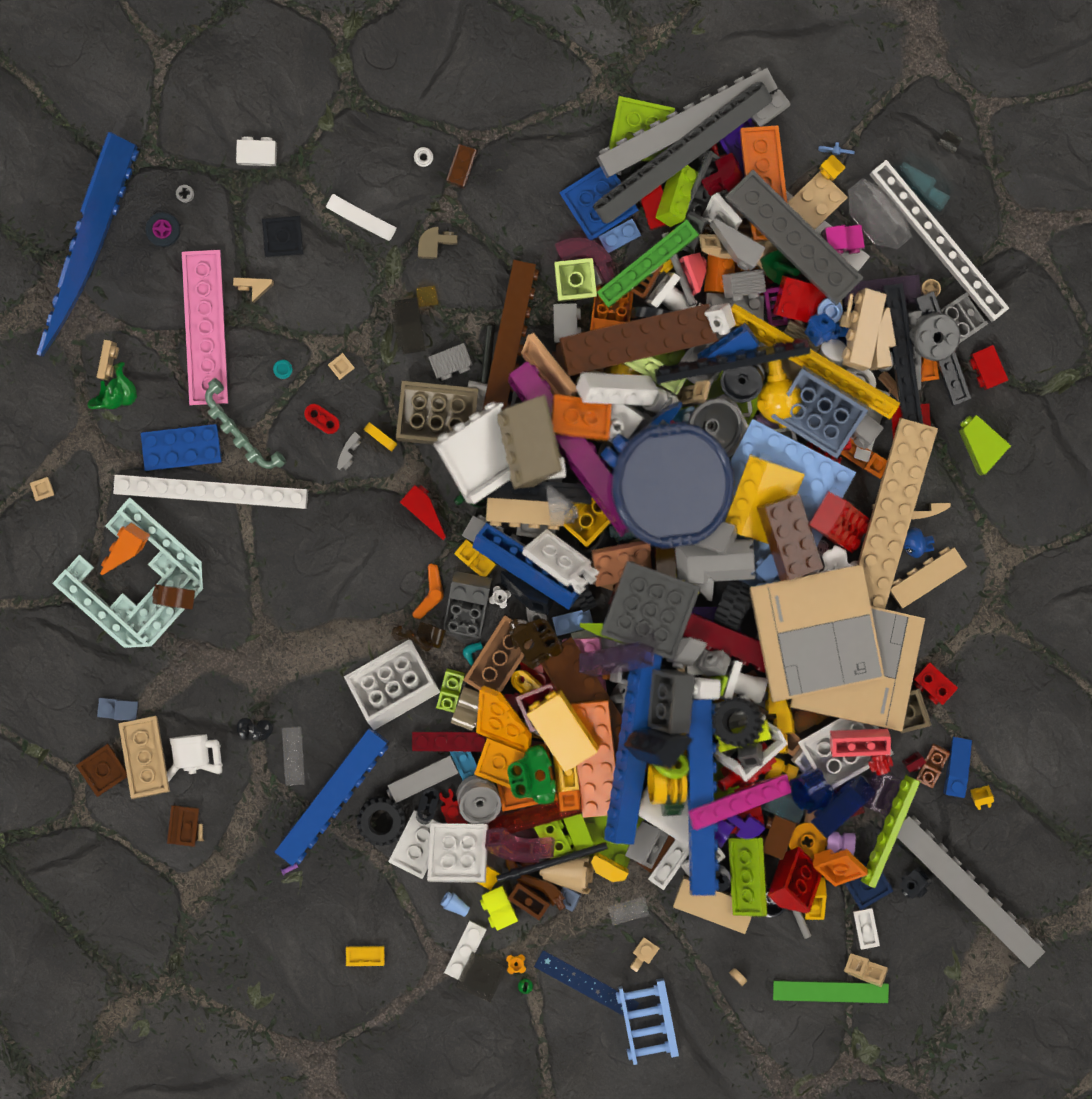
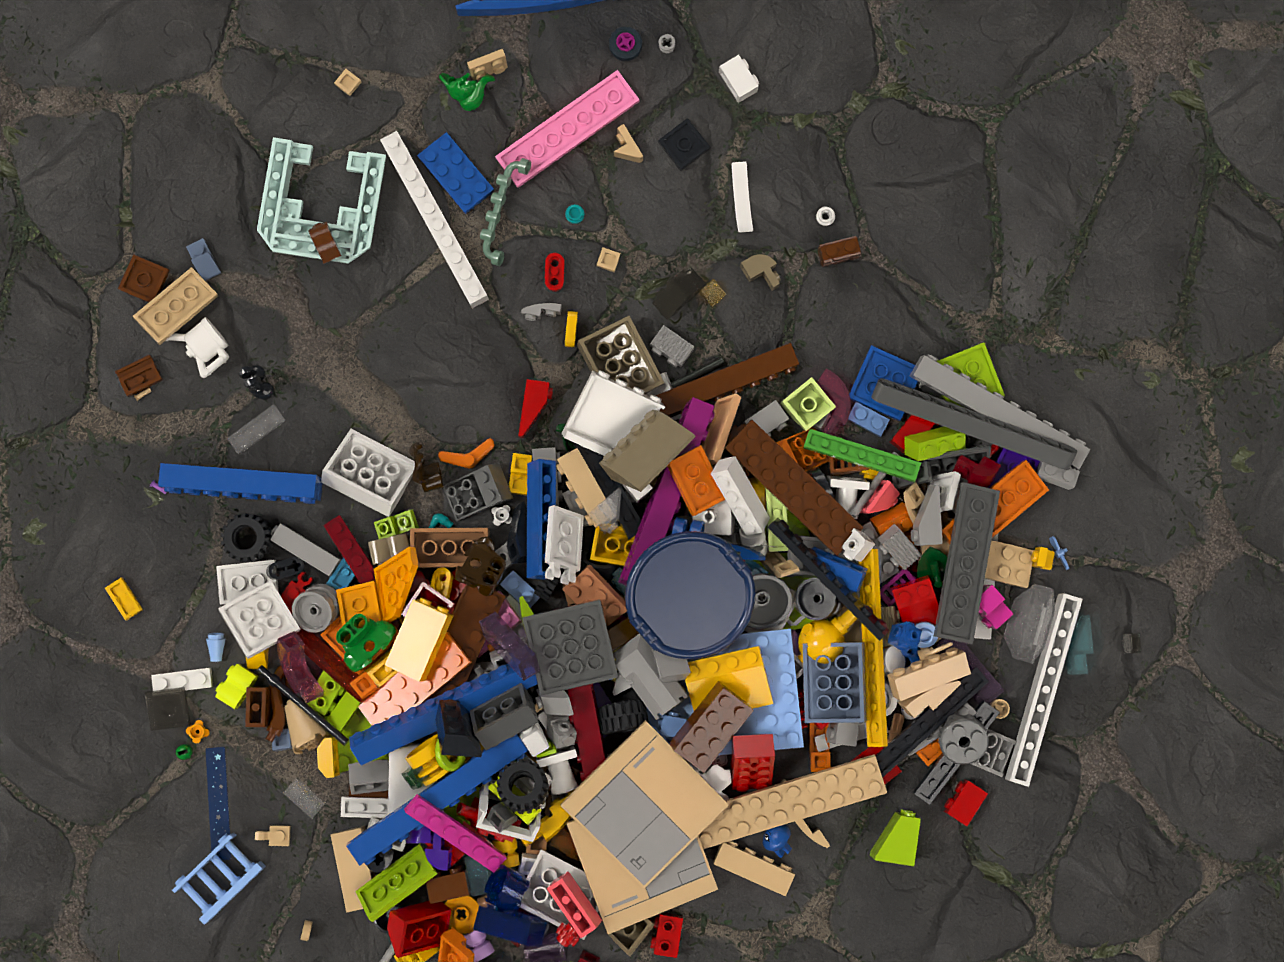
camera: 55 degrees right, 5 degrees down
(130, 543) = (347, 177): orange slope -> none

